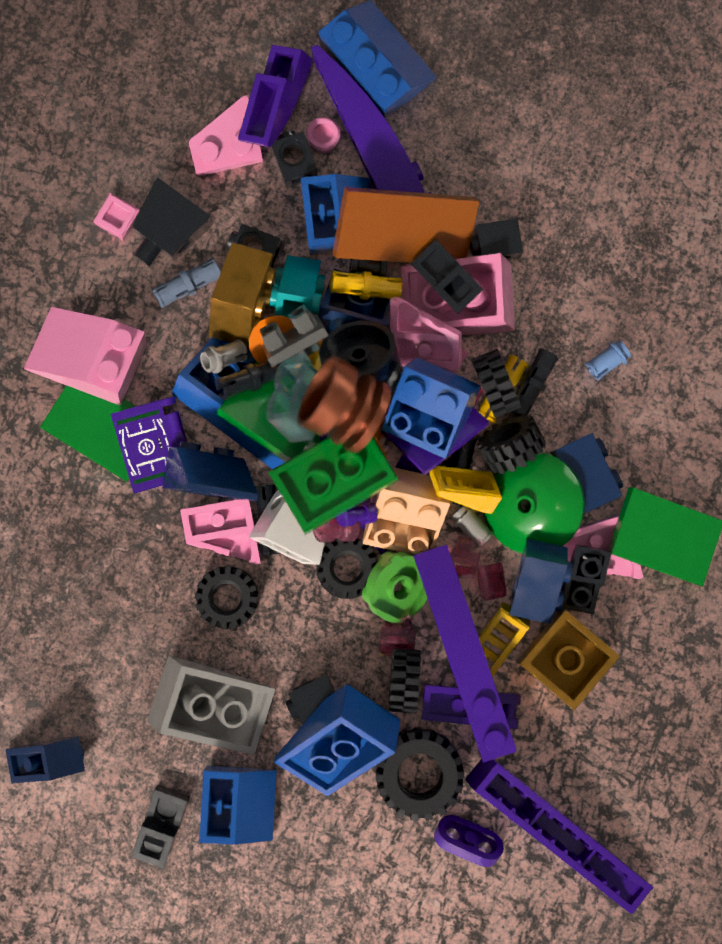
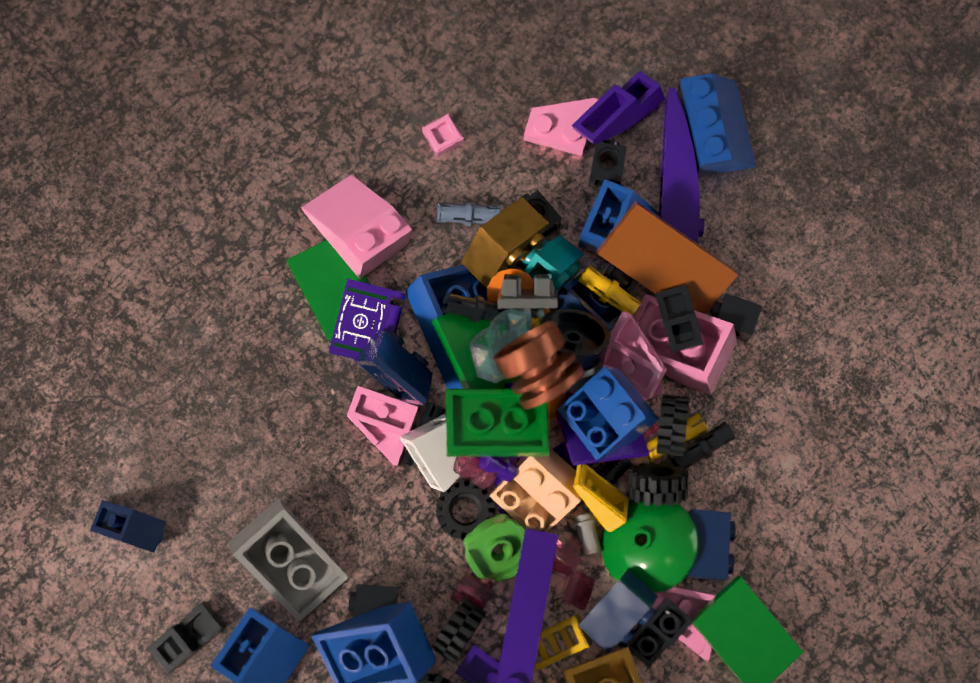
camera: 25 degrees right, 10 degrees down
(168, 224) = (479, 160): black torso -> none
(207, 606) = (339, 464): black tyre -> none
(215, 359) = (455, 280): light grey pin -> none
(323, 135) = (640, 161): bright pink tile -> none
(608, 359) = (776, 462): medium blue pin -> none

